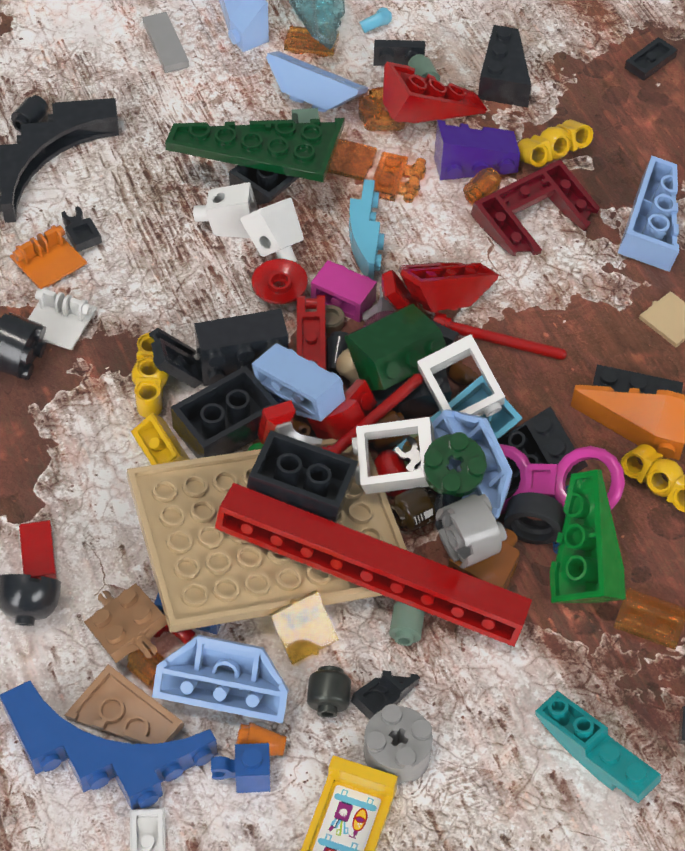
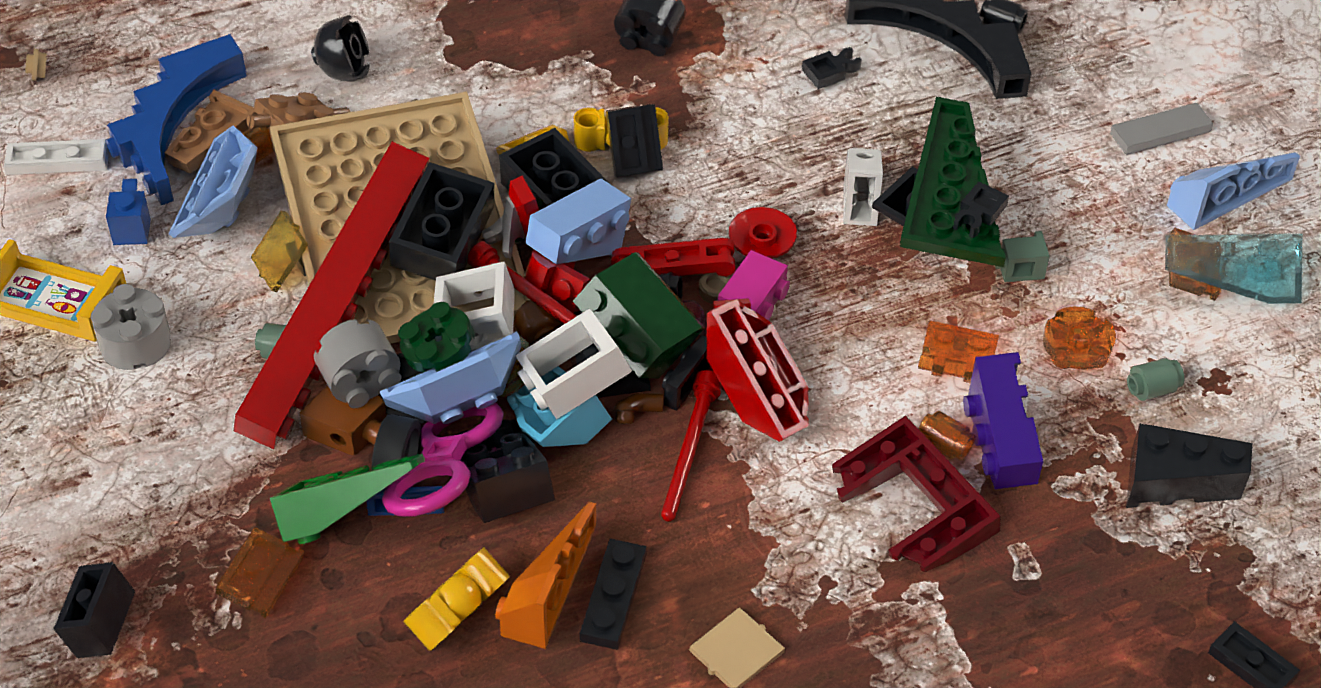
camera: 90 degrees right, 5 degrees down
(37, 549) = (404, 64): red tile -> none
(47, 257) = (787, 44): orange hinge -> none
(62, 316) = (702, 59): white hinge -> none
(237, 342) = (648, 180): black brick -> none
(256, 734) = (158, 224): orange cone -> none
(274, 229) = (831, 216): white torso -> none
(302, 119) = (979, 206): none -> black plate
(312, 83) = (1109, 257): light blue wedge -> none
(329, 691) = (204, 275): pearl dark grey head -> none
(352, 160) = (988, 307): clear orange piece -> none
(365, 231) = (841, 310): medium azure slope -> none
(381, 18) = (1262, 341): medium azure arm -> none
(383, 691) = (200, 326): black slope -> none
(396, 51) = (1188, 350): black plate -> none
(425, 99) = (1092, 365): red wedge -> none
(555, 143) = (1039, 518): yellow piece -> none
(595, 750) = (105, 501): teal slope -> none
(653, 217) = (911, 623): light blue wedge -> none

